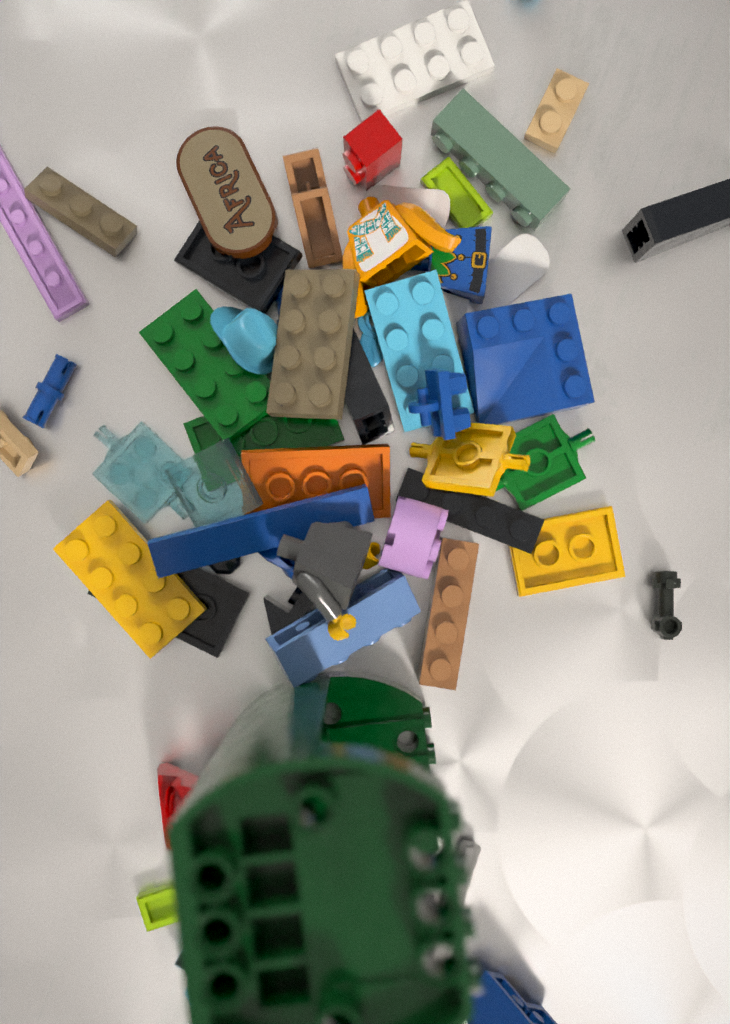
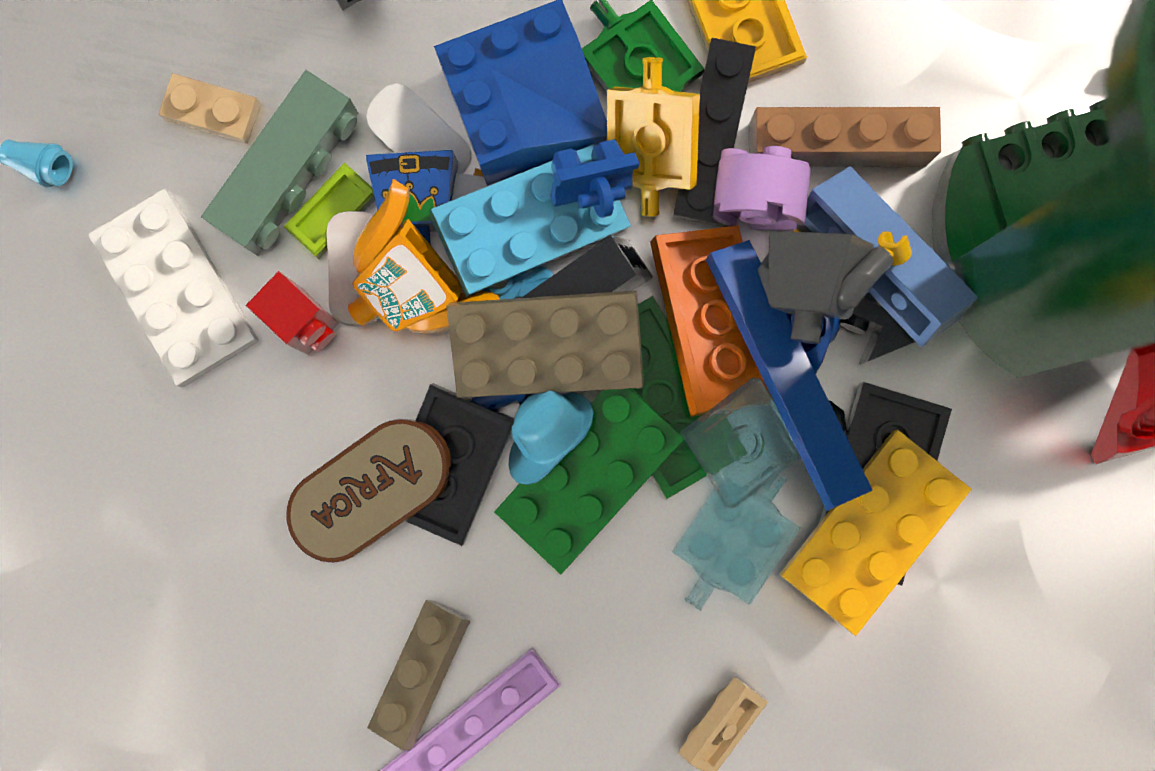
camera: 100 degrees left, 5 degrees down
(50, 391) = (653, 677): blue pin -> none
(313, 207) = (369, 381): medium nougat slope -> none

